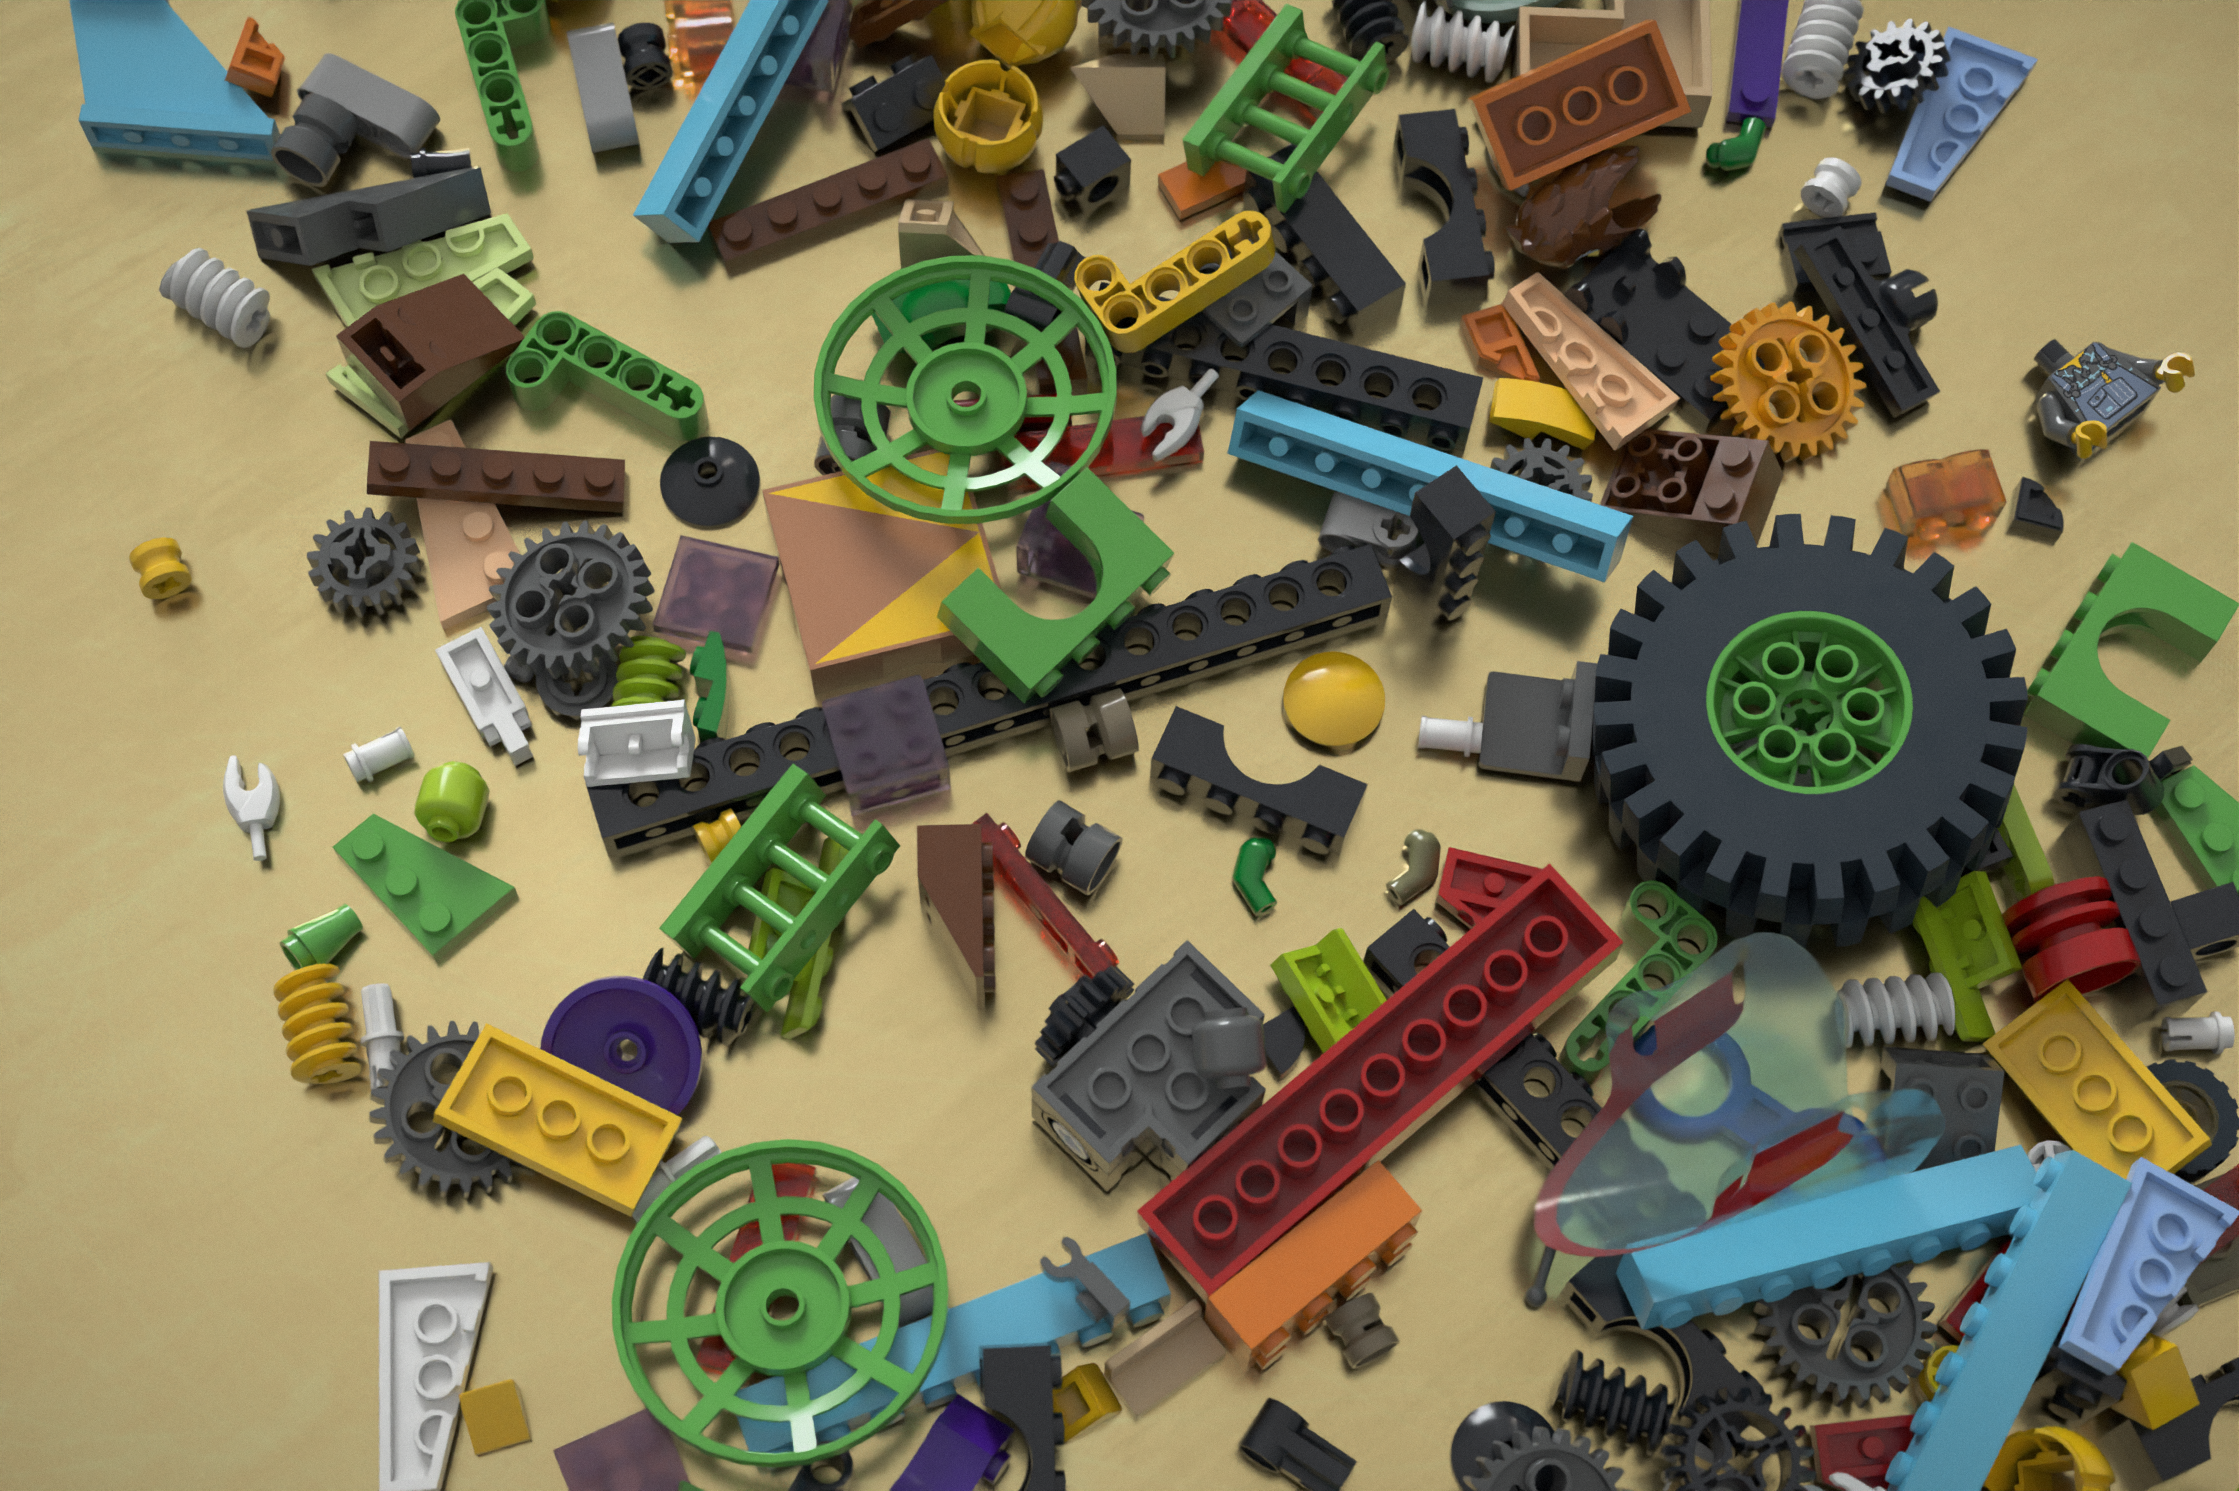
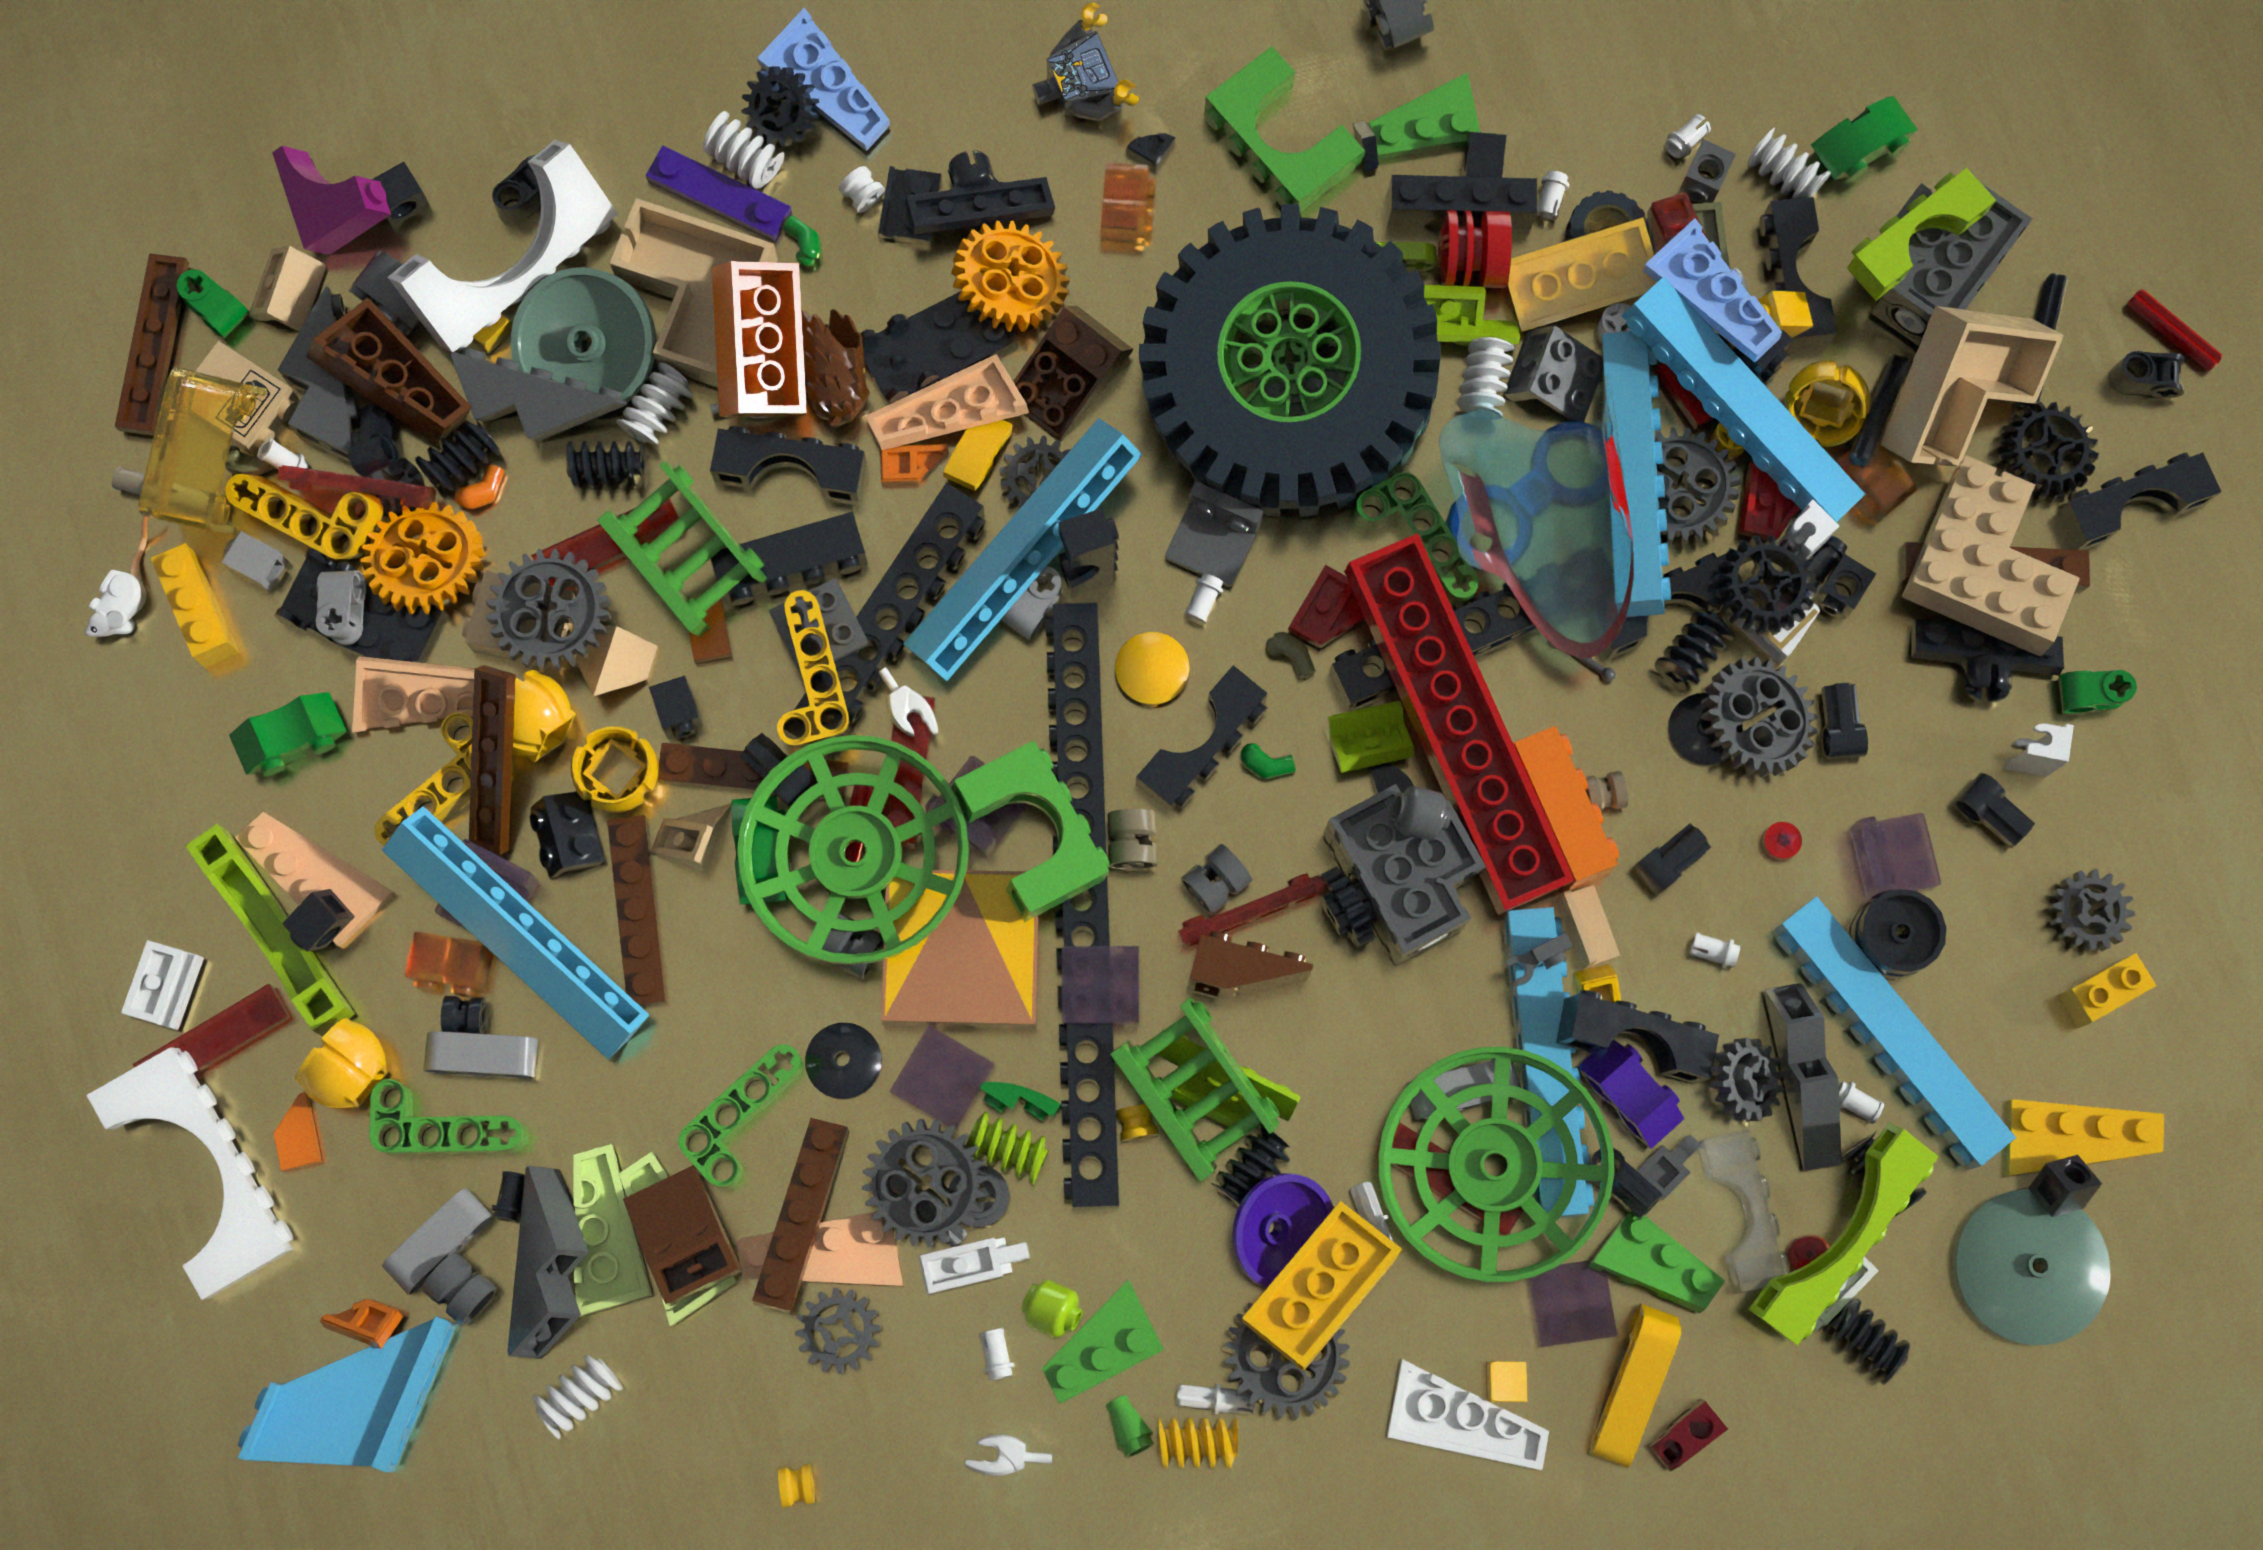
camera: 75 degrees left, 10 degrees up
(636, 743) = (1059, 1161): white hinge -> none
(2104, 777) = (1363, 186): black piece -> none

